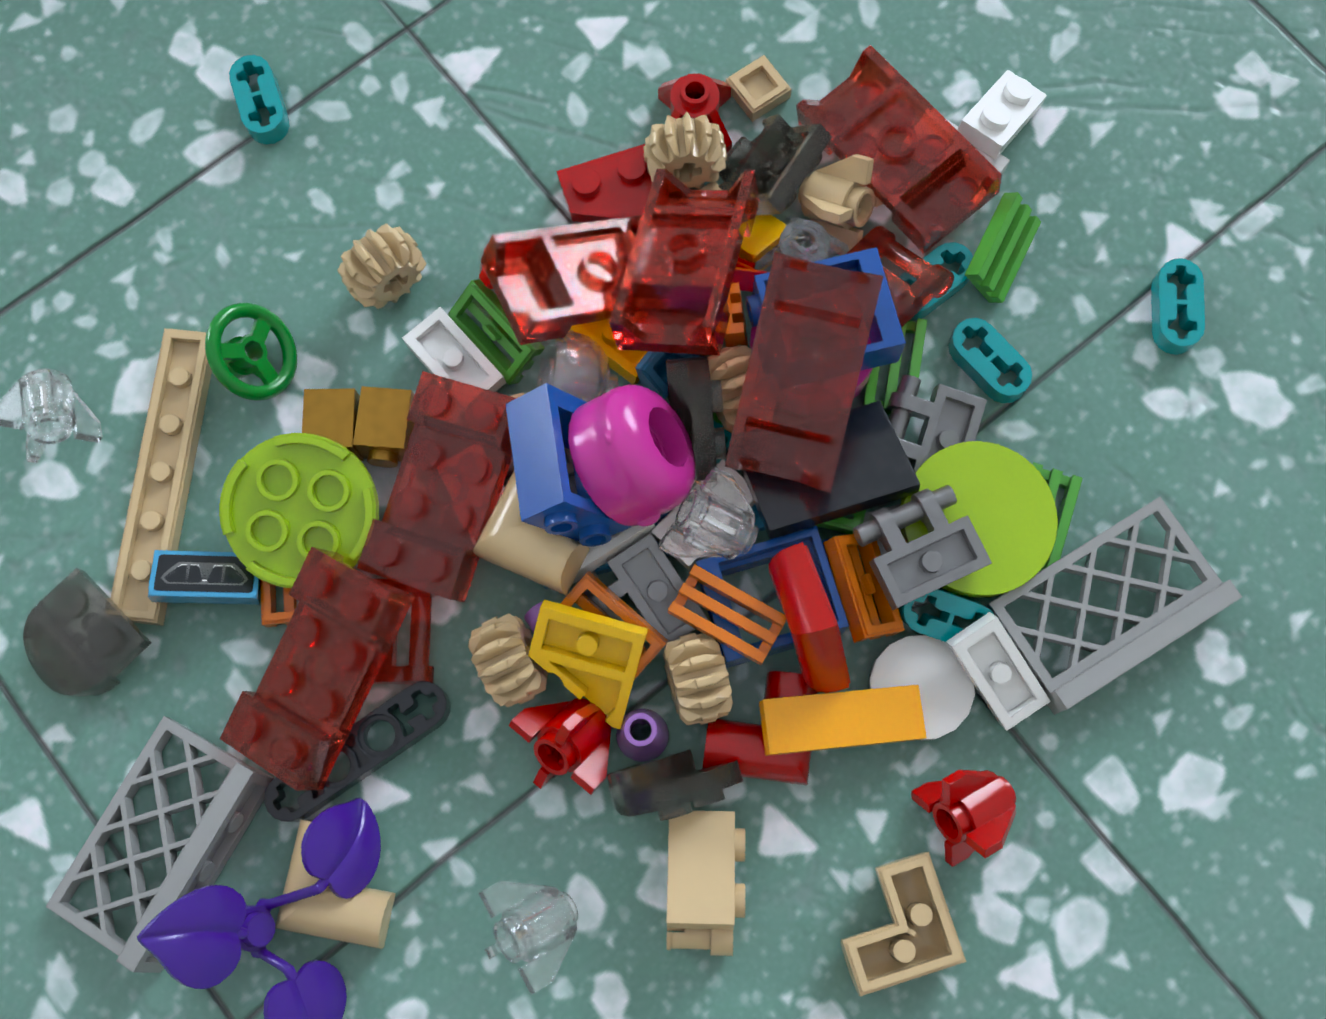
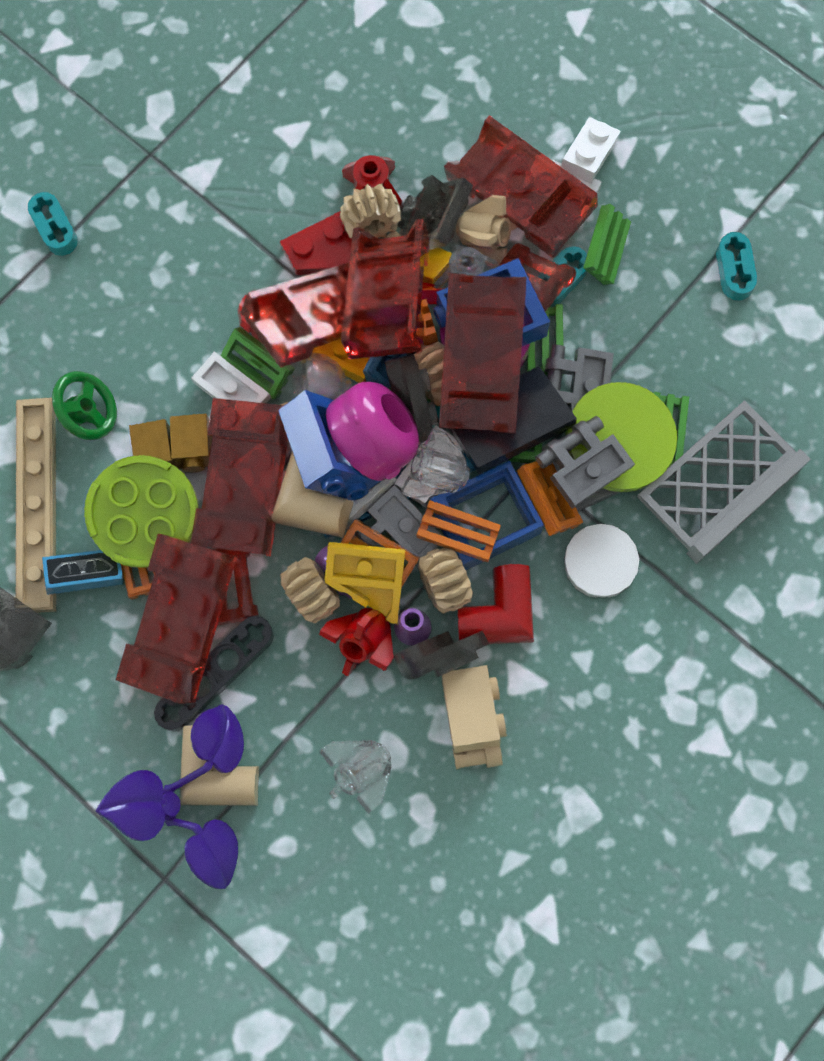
camera: 10 degrees left, 0 degrees up
(201, 856) = (117, 762): light grey fence -> none
(381, 266) = (167, 329): tan gear -> none
(758, 88) = (414, 158): tan tile -> none
(810, 619) = (517, 524): red brick -> none
(842, 719) = (550, 590): light orange tile -> none
(917, 940) = (628, 728): tan brick -> none
(942, 627) = (609, 516): teal beam -> none
(970, 812) = (649, 637): red brick -> none
(994, 357) = (611, 325): teal beam -> none
(998, 671) = (652, 539): white plate -> none

